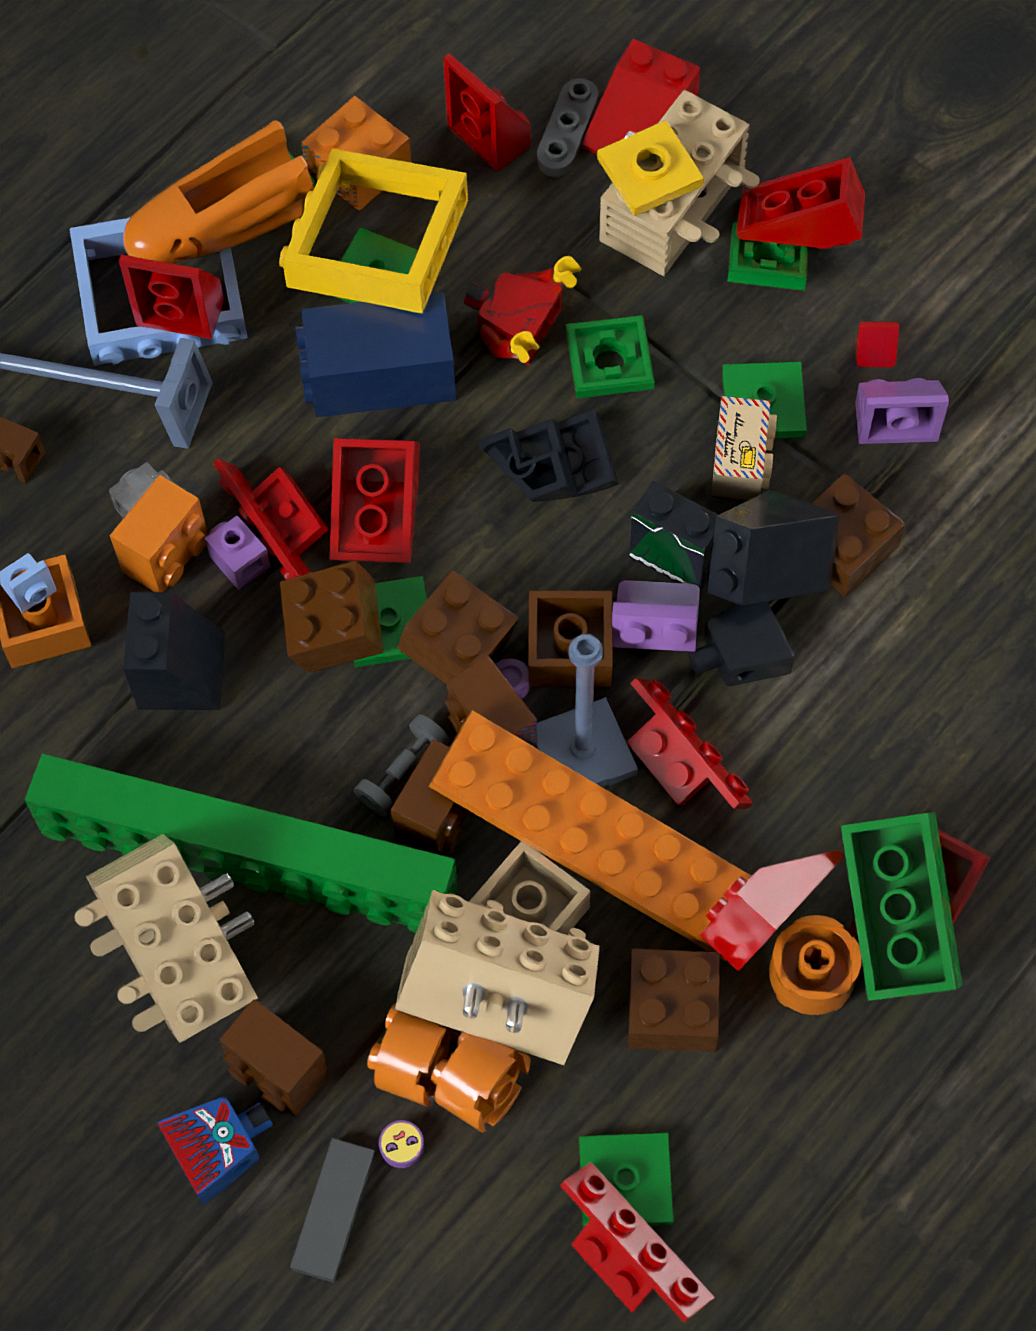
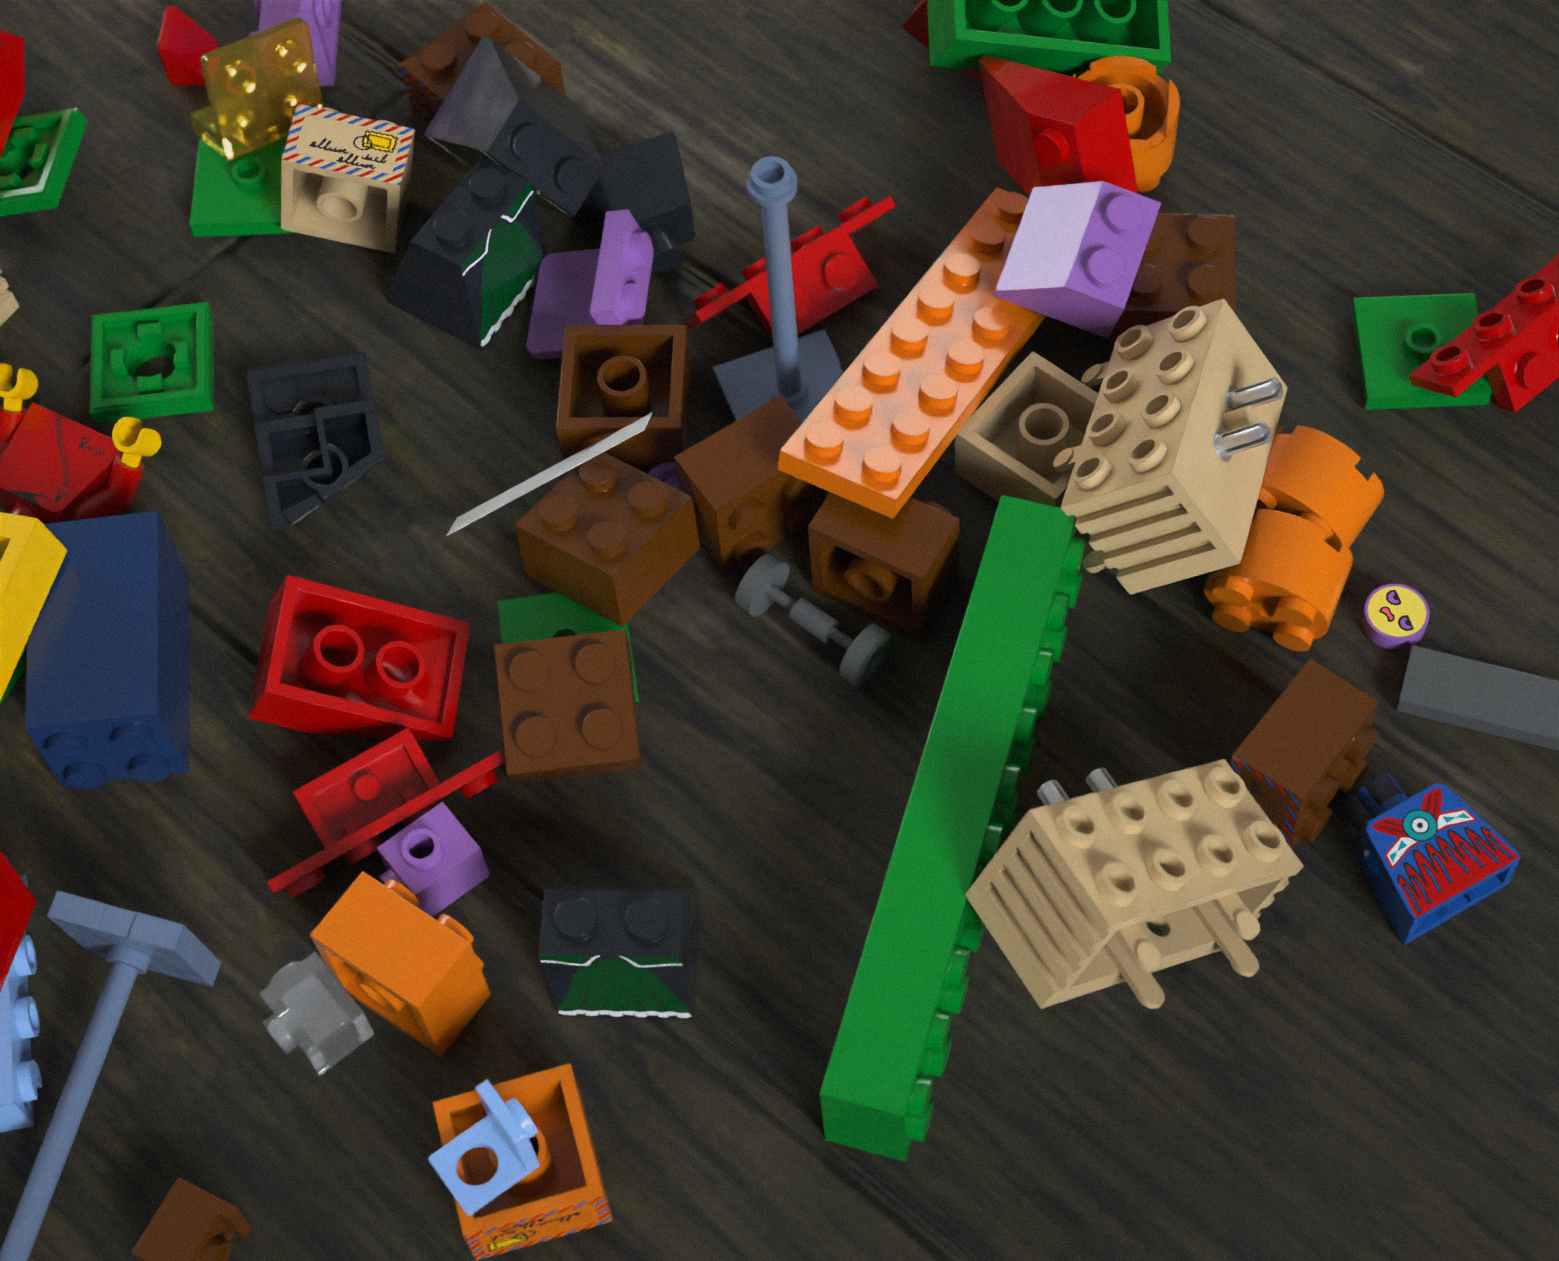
camera: 85 degrees left, 5 degrees down
(501, 593) = (550, 473): none -> white sticker
(657, 914) = (1078, 253): none -> medium lavender slope
(814, 389) = (257, 88): none -> clear yellow bracket

